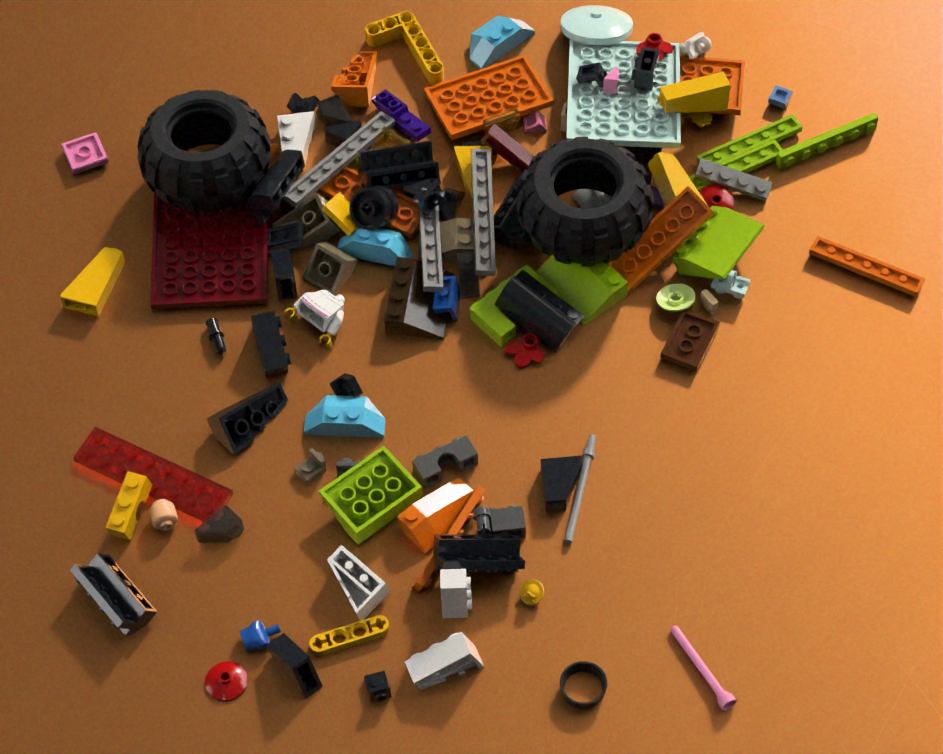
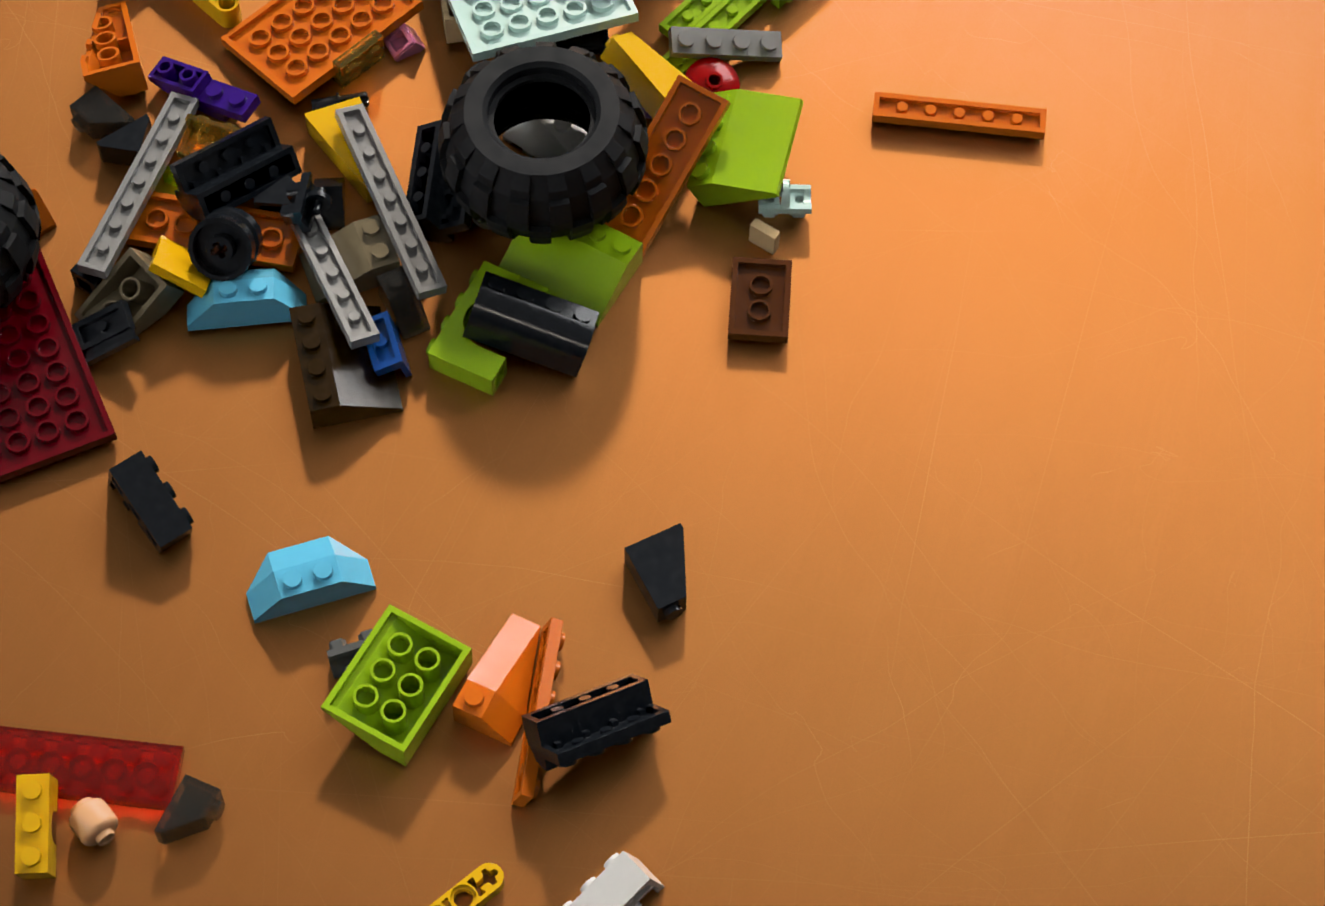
camera: 25 degrees left, 5 degrees up
(216, 335) = (59, 514): black axle -> none
(241, 422) = (154, 634): black wedge -> none
(275, 184) = (61, 252): black brick -> none
(284, 275) = (127, 387): black slope -> none
(296, 131) = (56, 171): white wedge -> none
(299, 105) = (47, 119): black bracket -> none
(311, 467) = (288, 670): dark tan bracket -> none
(321, 310) = (206, 425): white torso -> none
(329, 267) = (190, 355): dark tan slope -> none
(346, 385) = (290, 528): black bracket -> none
(359, 583) = (432, 824): white wedge -> none
(455, 593) = (586, 793): white wedge -> none
(458, 452) = (499, 576): dark grey arch -> none
(500, 521) = (604, 660): dark grey hinge -> none
(508, 148) = (387, 94): dark red panel -> none
(525, 353) = (531, 393): red plate -> none
(531, 592) = (690, 751): yellow hat -> none
(583, 666) = (821, 835): black tyre -> none
(588, 455) = (686, 516): light grey bar -> none
(675, 297) = (715, 243): yellowish green dish -> none
(725, 699) = (1024, 814): bright pink piece -> none

